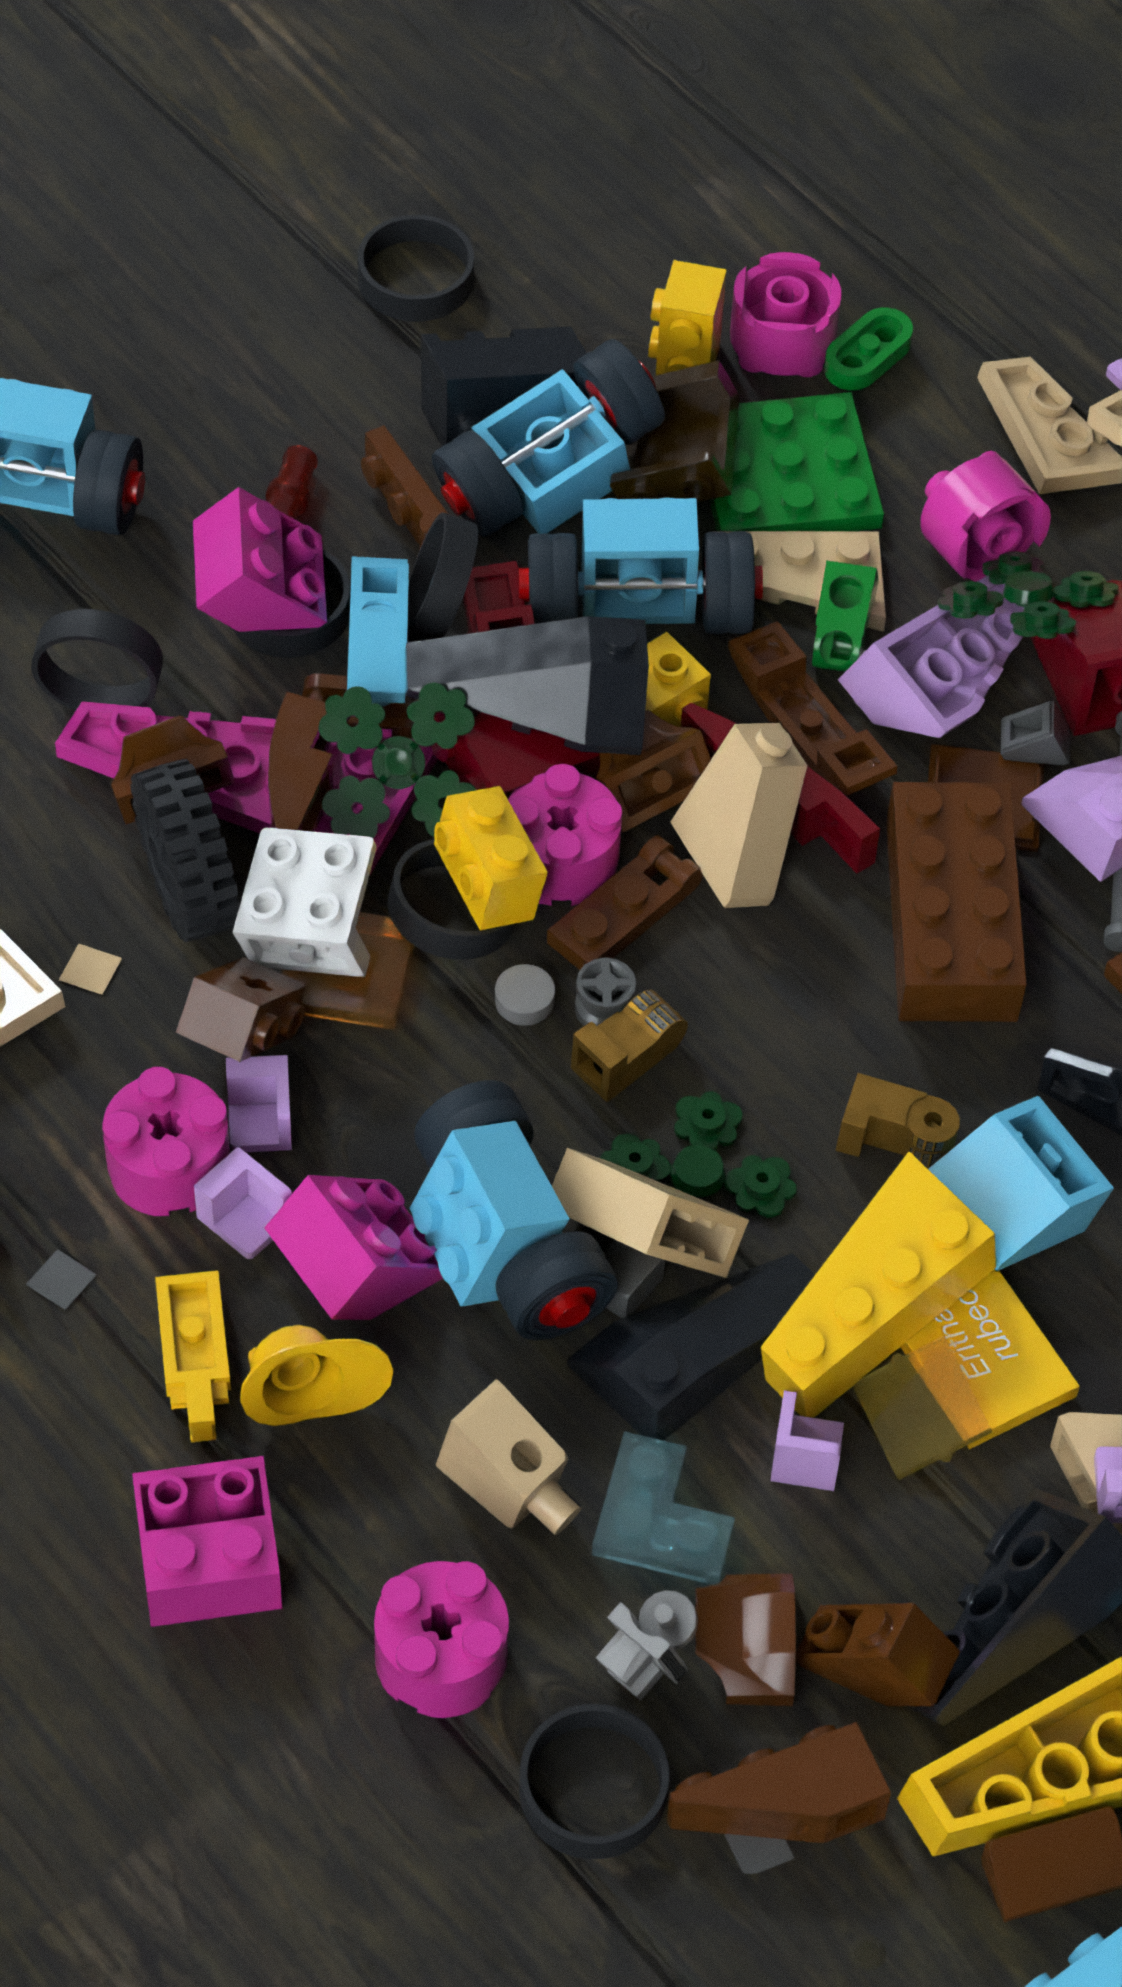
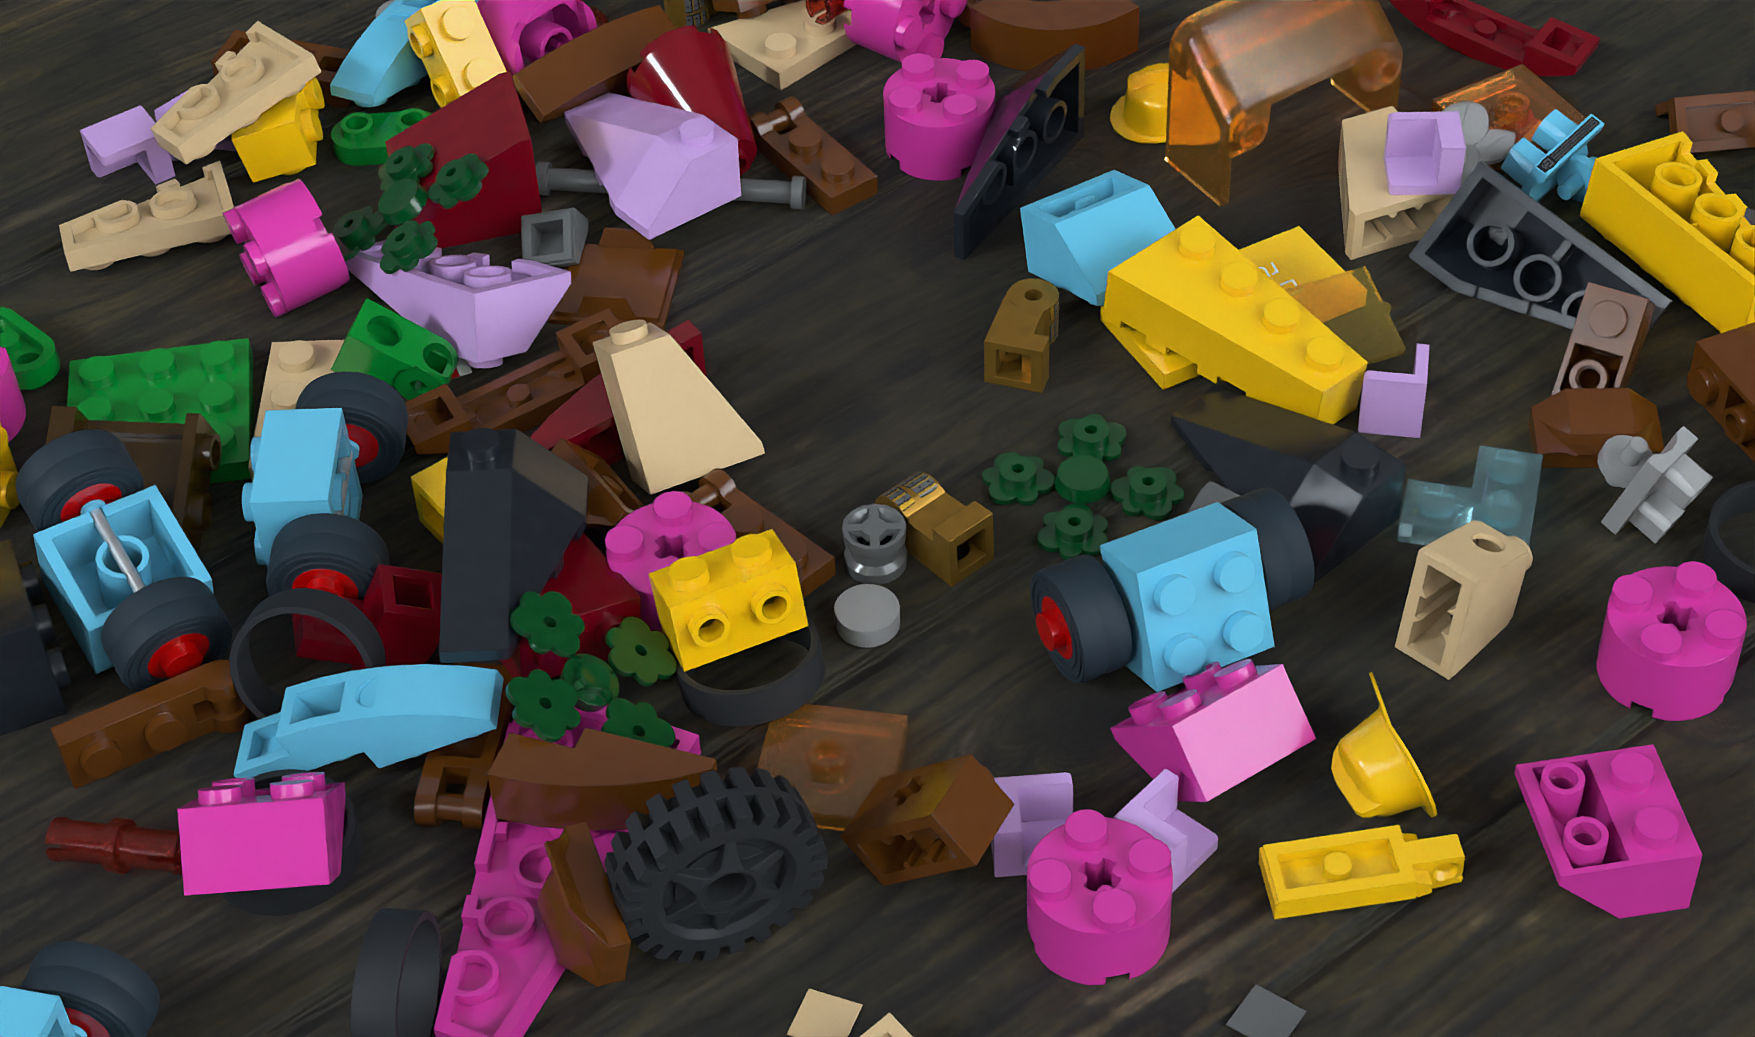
camera: 85 degrees left, 10 degrees down
(306, 902) = (794, 729): white bracket -> none
(648, 1214) = (1171, 475): tan slope -> none
(955, 902) = (772, 279): reddish brown brick -> none

